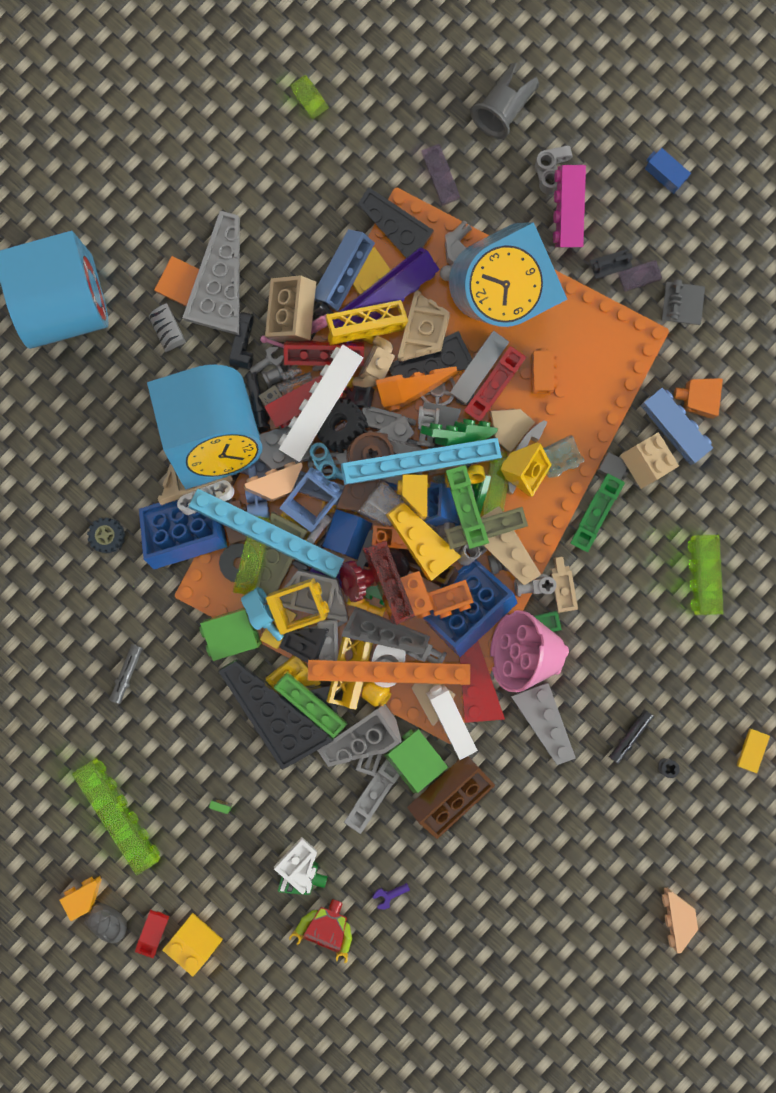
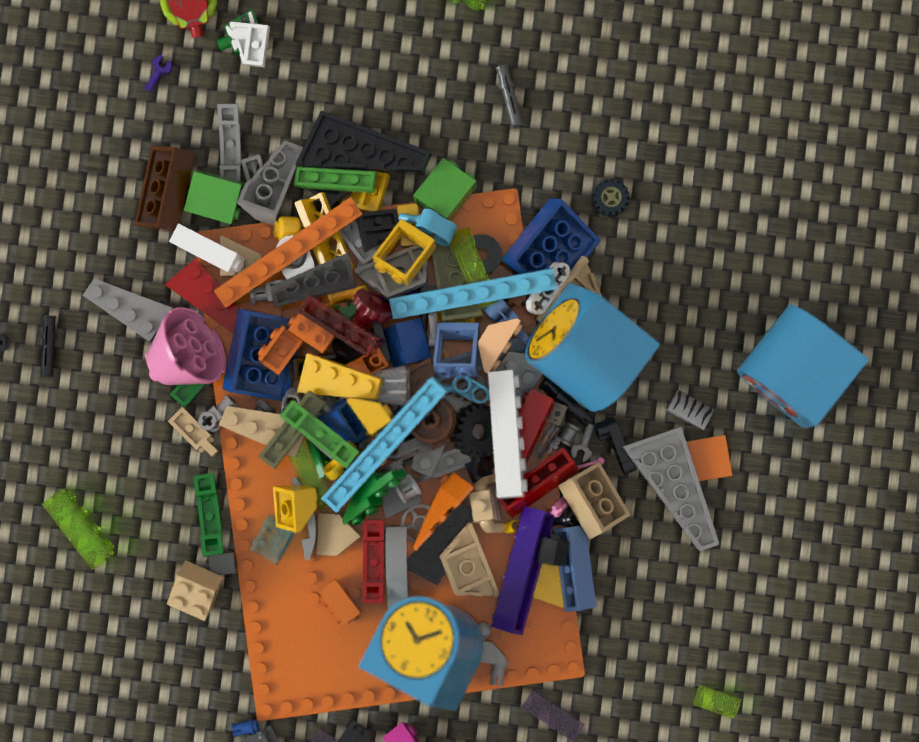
camera: 150 degrees right, 0 degrees up
(220, 805) = (350, 44): bright green tile -> none
(350, 291) = (553, 550): none -> black brick
(366, 329) = (514, 528): yellow fence -> none
(398, 225) = (559, 641): black wing -> none
(677, 426) = (192, 639): medium blue brick -> none
(682, 330) = (245, 727): none -> blue pin
(701, 396) = (189, 680): orange torso -> none

